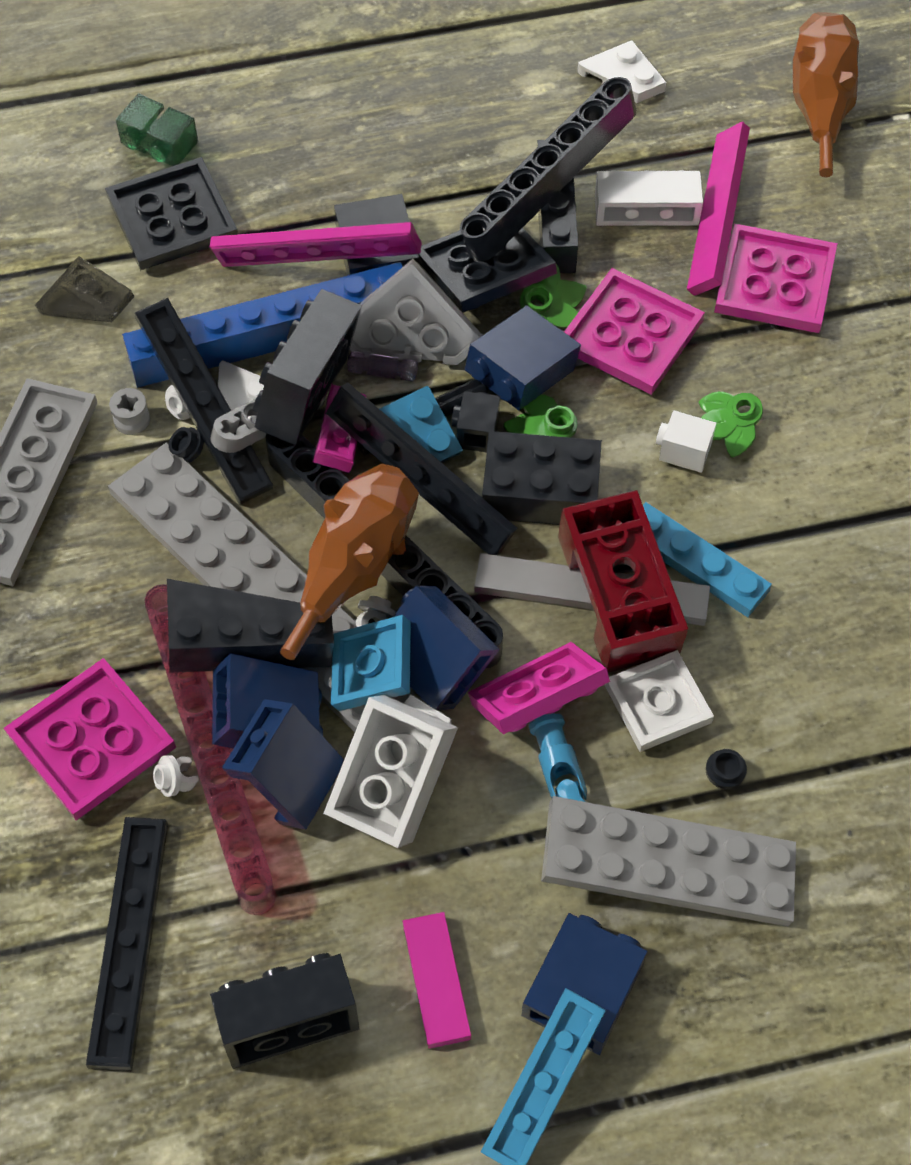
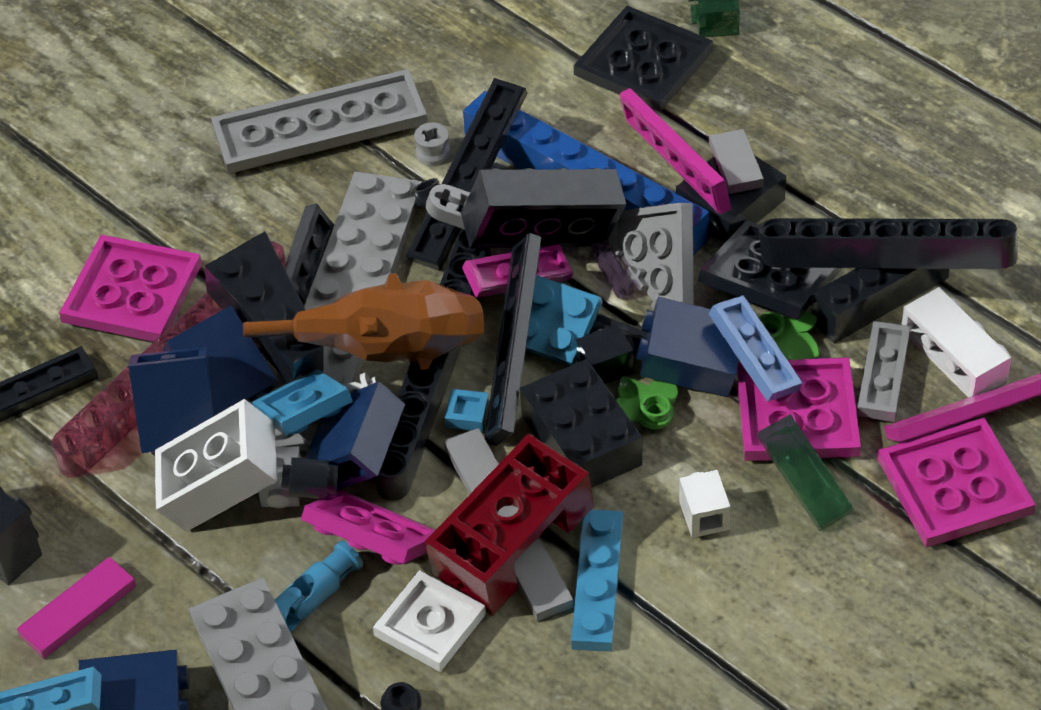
camera: 60 degrees right, 10 degrees down
(85, 294) = (519, 55): clear smoke wing -> none
(157, 555) = (308, 249): none -> black plate
(170, 779) = (131, 347): white plate -> none
(358, 210) = (736, 161): none -> light grey tile
(454, 551) = (466, 409): none -> dark azure plate
(467, 700) = (310, 478): none -> black brick
(571, 314) = (755, 348): none -> medium blue plate
(636, 255) = (883, 371): none -> light grey plate
(703, 360) = (805, 472): none -> clear green tile
(732, 426) = (764, 529): bright green plate -> none

